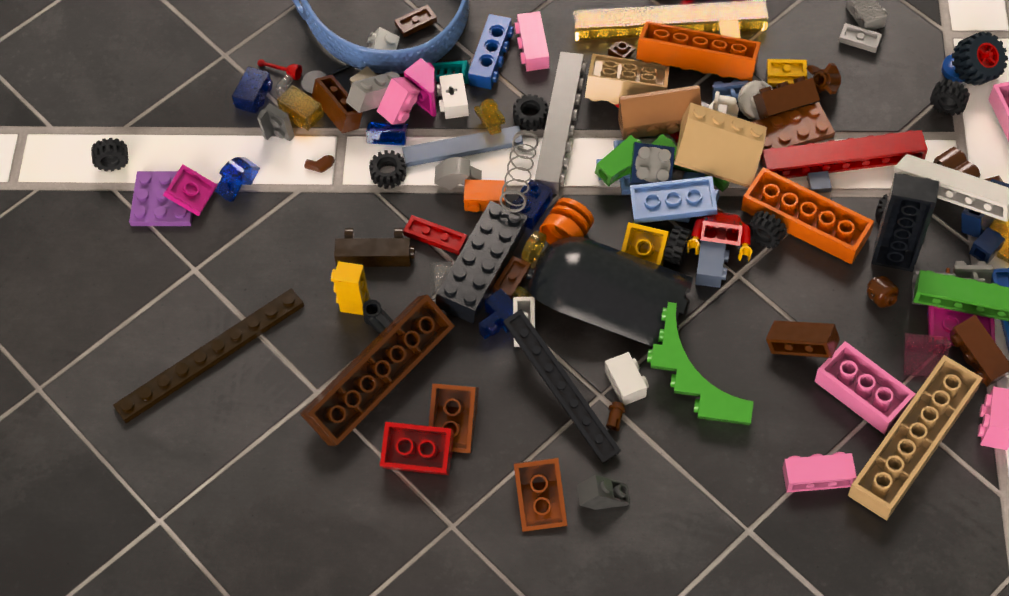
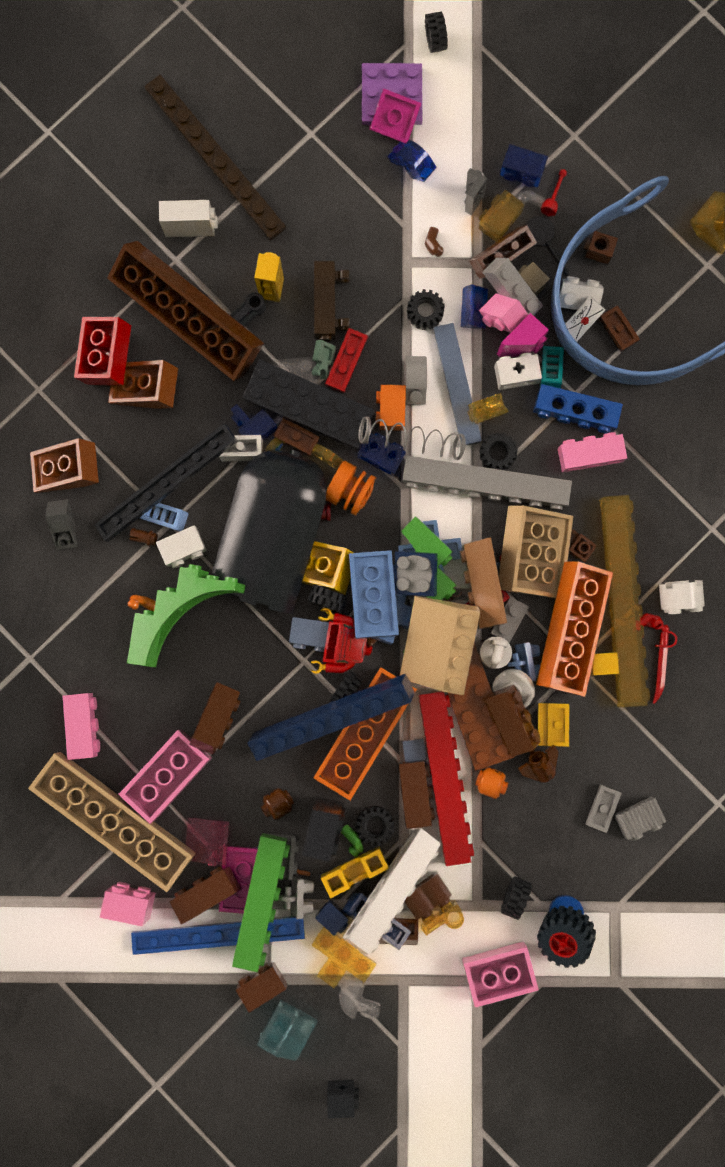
camera: 85 degrees right, 25 degrees up
(278, 369) = (187, 218): none -> white brick
(340, 27) = (606, 241): none -> reddish brown brick
(401, 38) = (584, 318): none -> white tile
(430, 254) = (324, 356): none -> sand green plate
(597, 382) = (176, 520): none -> light blue slope
(684, 418) = (136, 600): none -> orange arm
(796, 232) = (331, 717): none -> dark blue brick
(845, 118) = (491, 783): none -> orange head
(861, 178) = (416, 794): none -> reddish brown brick
(949, 237) = (361, 867): none -> yellow arch
(973, 150) = (441, 917): none -> clear yellow plate

